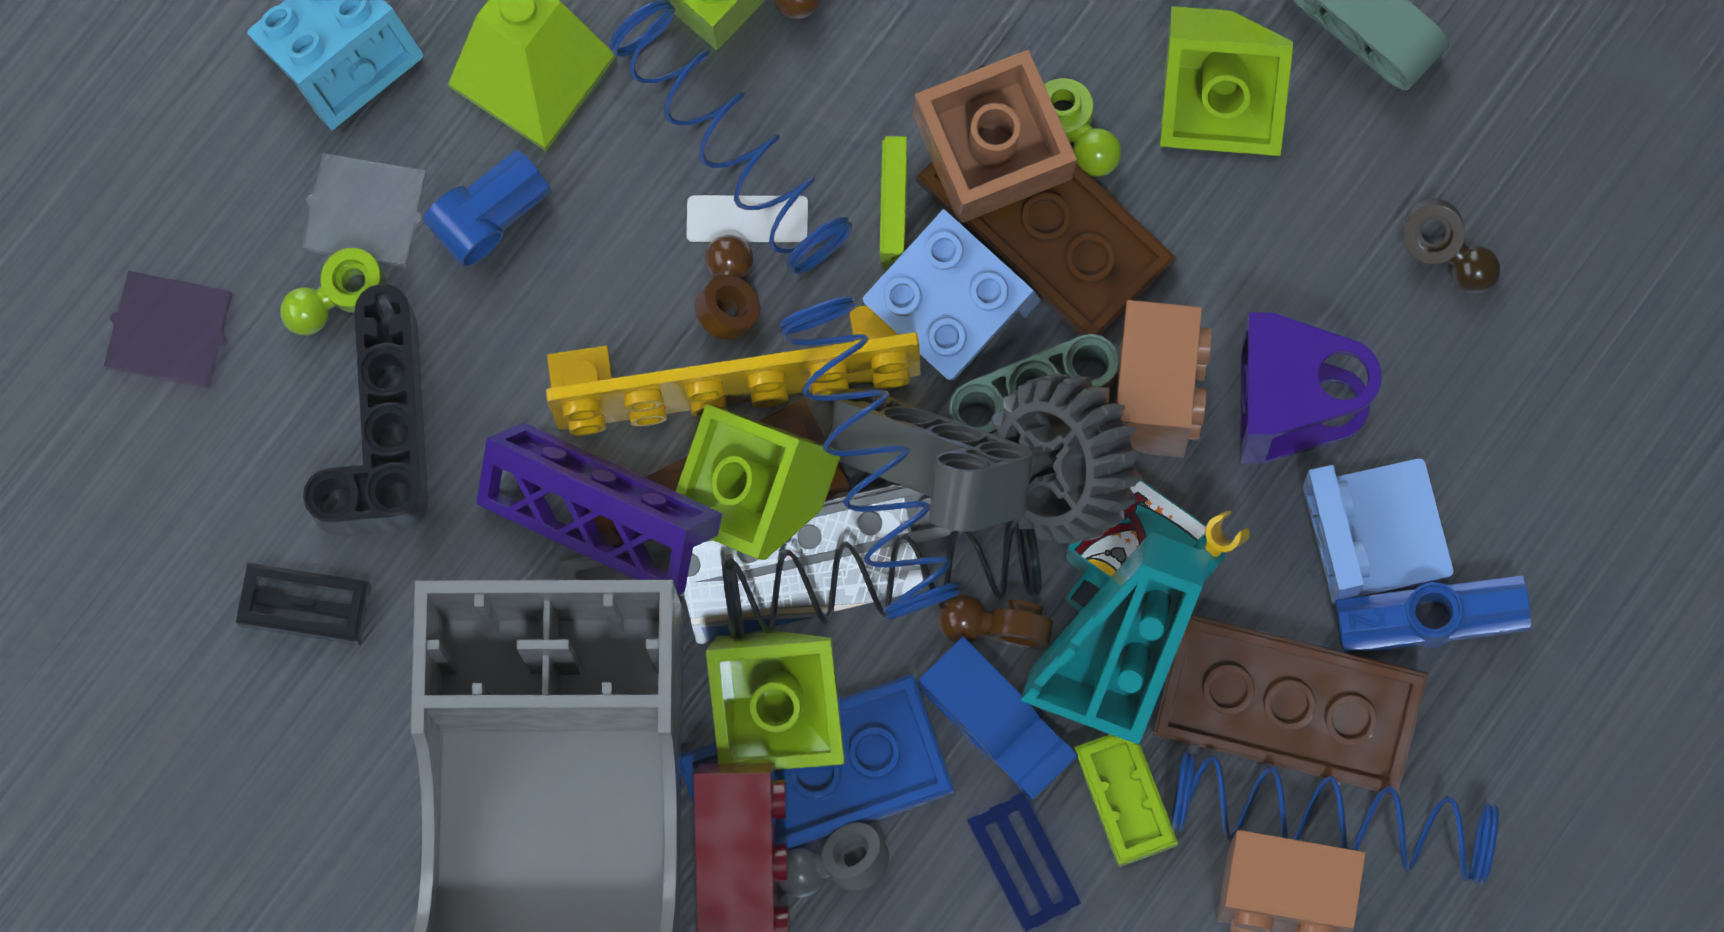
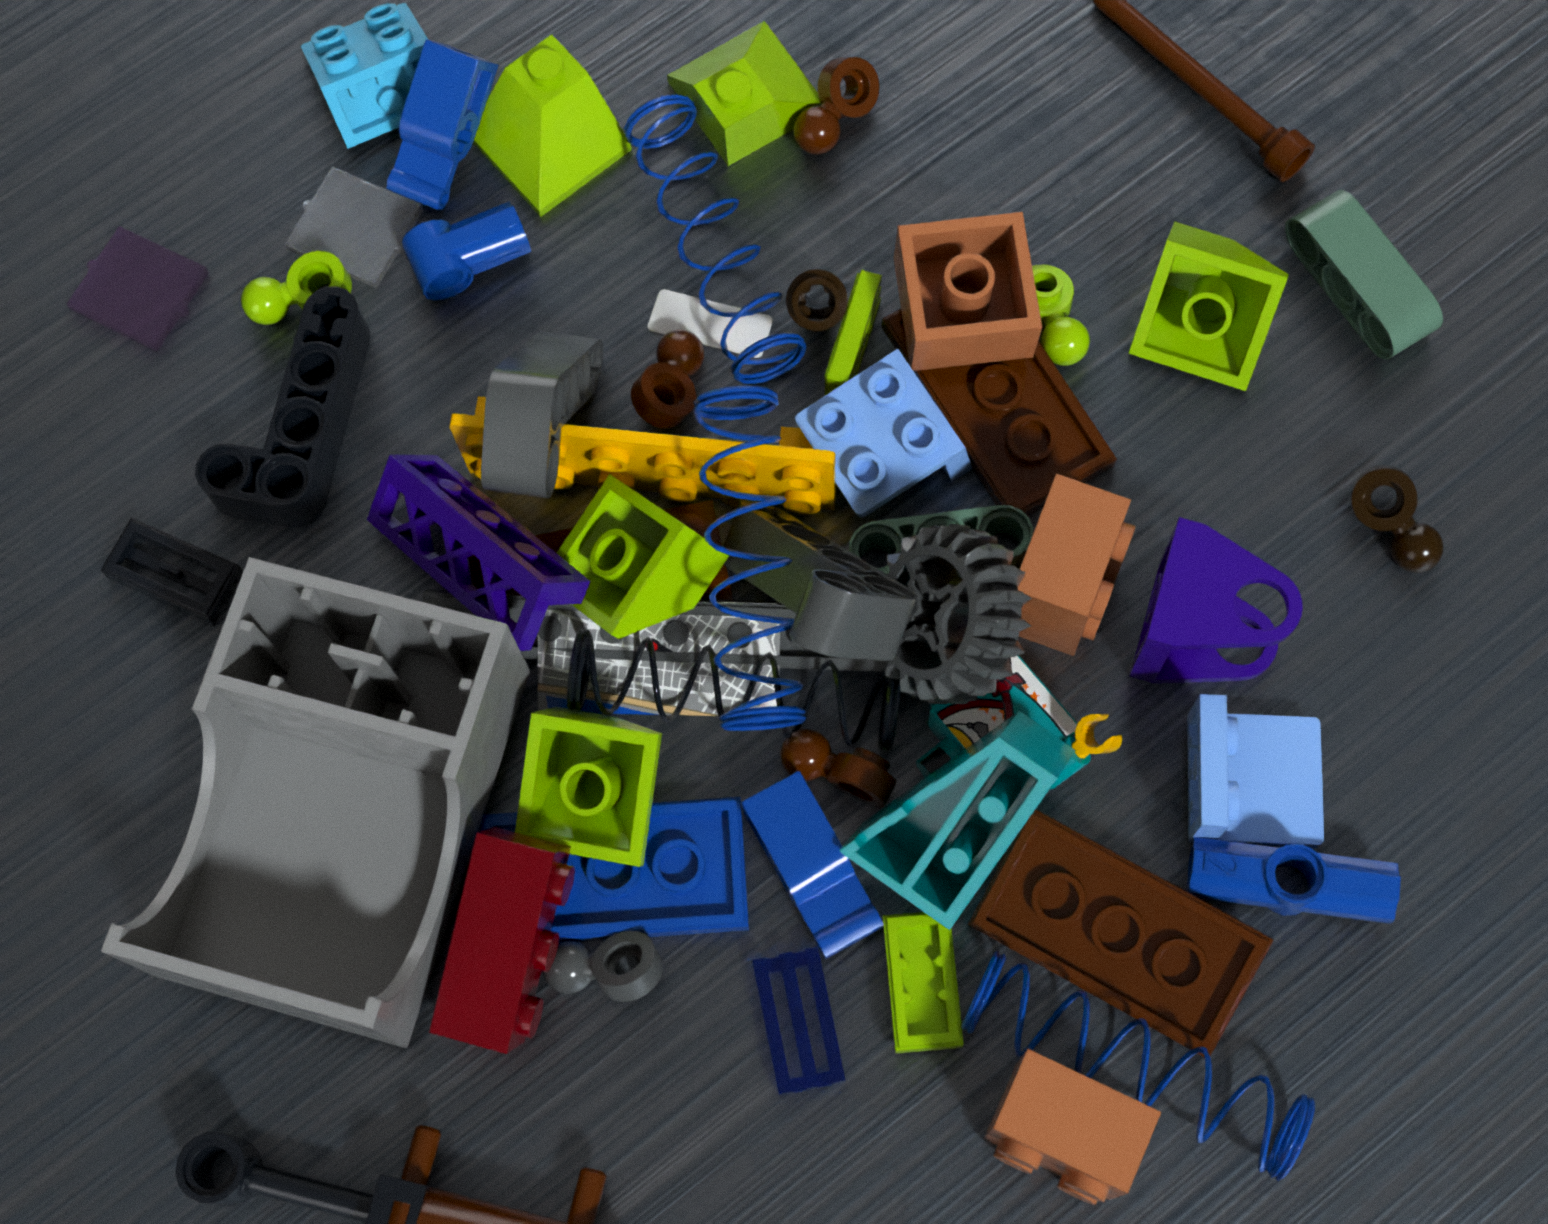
camera: 15 degrees right, 5 degrees down
(423, 86) = (439, 121): none -> blue piece
(624, 360) = (529, 404): none -> dark grey beam
(855, 185) = (813, 314): none -> dark brown cone

